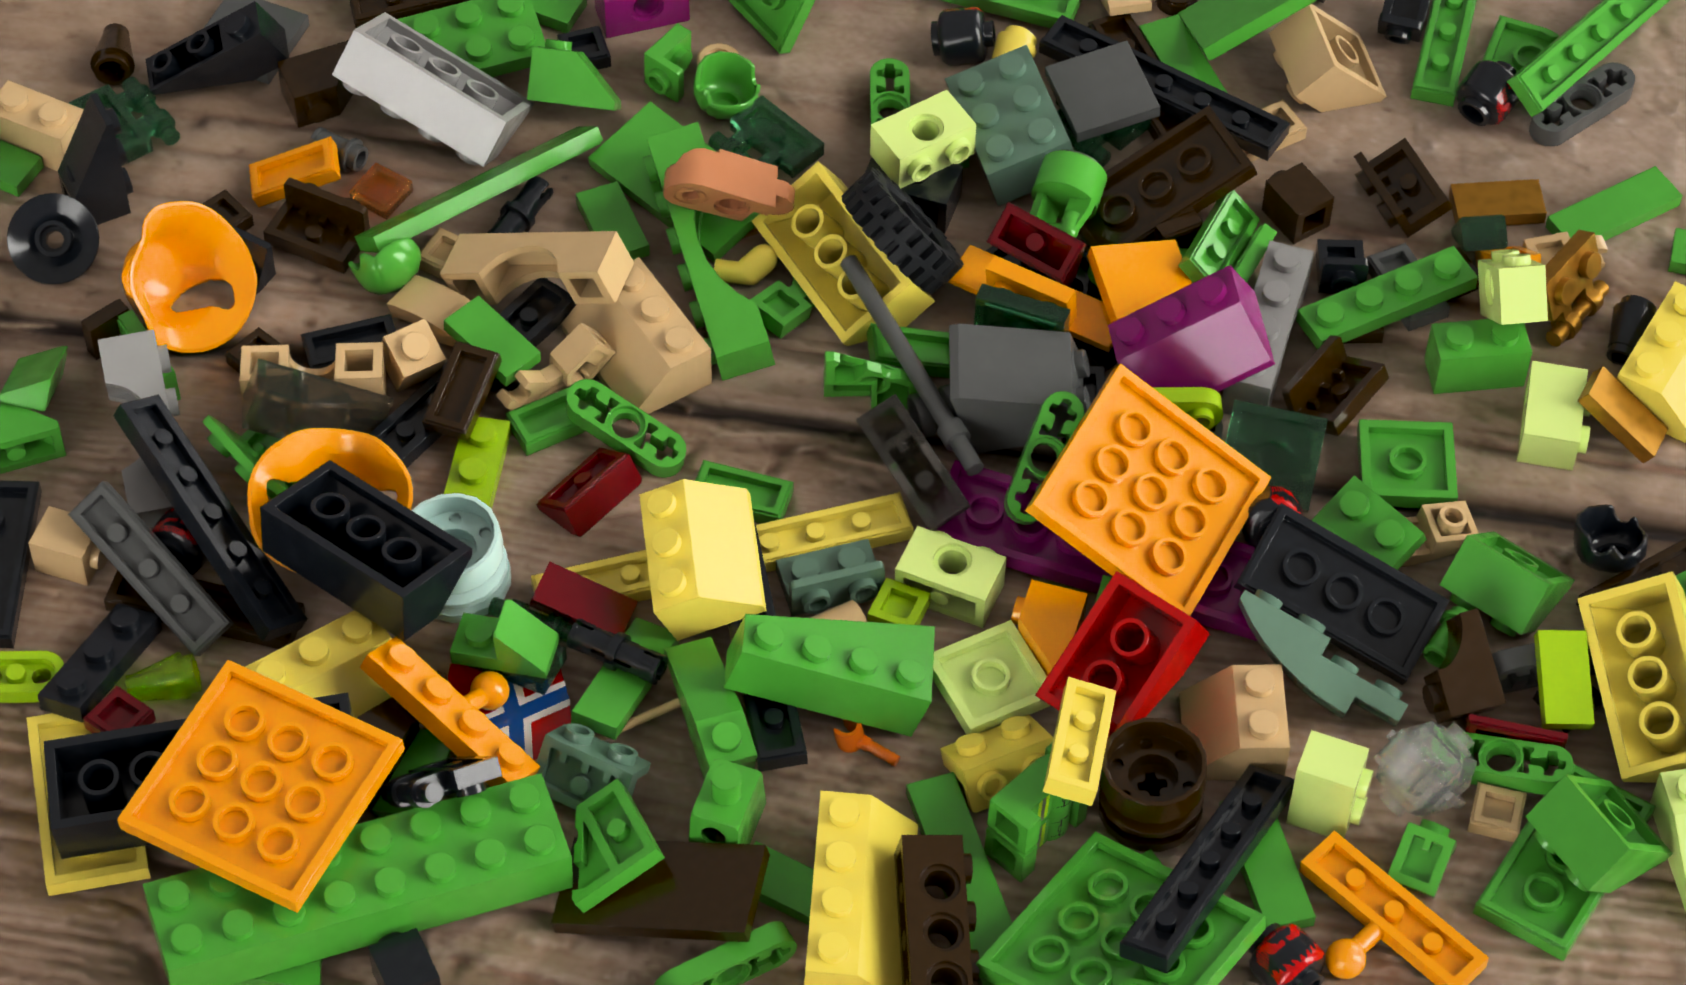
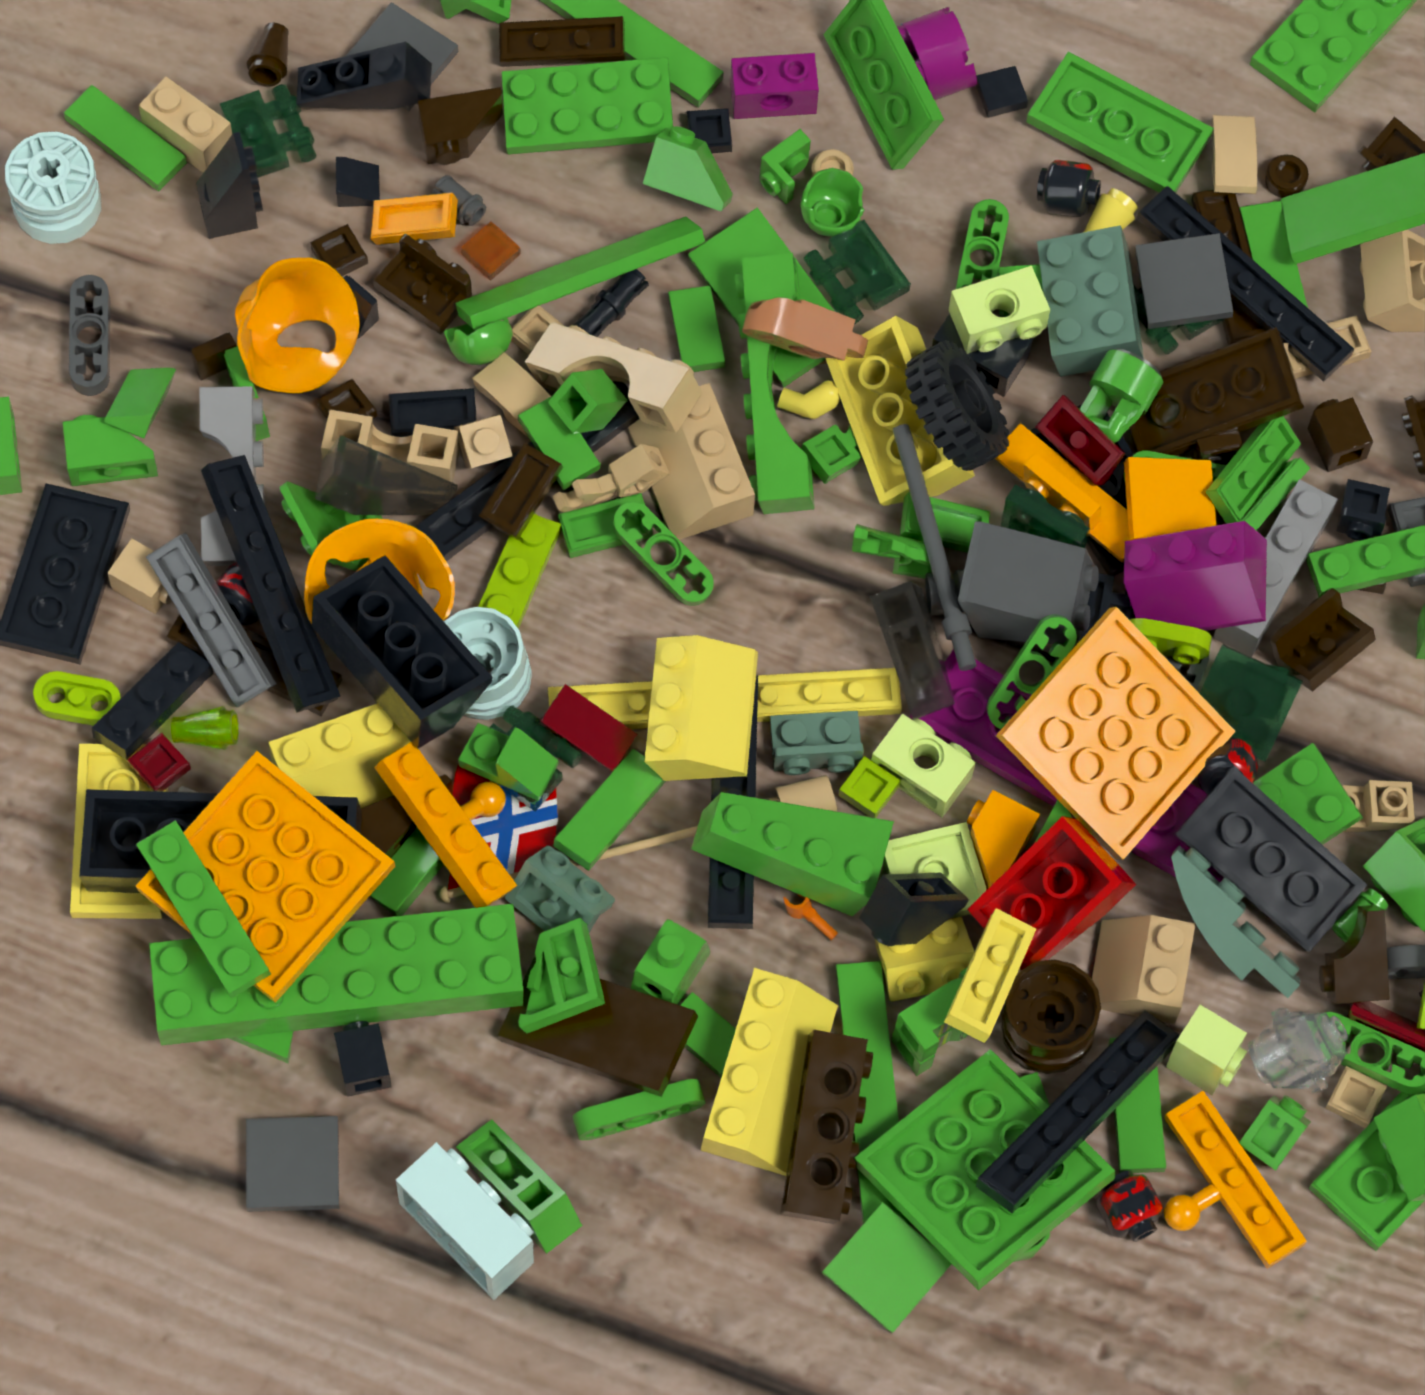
camera: 10 degrees right, 15 degrees up
(30, 232) = (164, 262): black dish -> none
(199, 826) = (203, 909): none -> bright green plate
(226, 152) = (356, 182): none -> black slope
(431, 89) = (556, 158): slope -> none
(431, 782) = (424, 889): black plate -> none
(514, 292) = (587, 401): none -> bright green brick
(591, 491) = (619, 608): dark red slope -> none
(617, 651) = (606, 787): black pin -> none
(710, 710) = (677, 866): bright green slope -> none
(768, 494) = (742, 627): bright green tile -> none
(973, 703) = (910, 906): none -> black slope
(1408, 461) = (1369, 731): bright green plate -> none

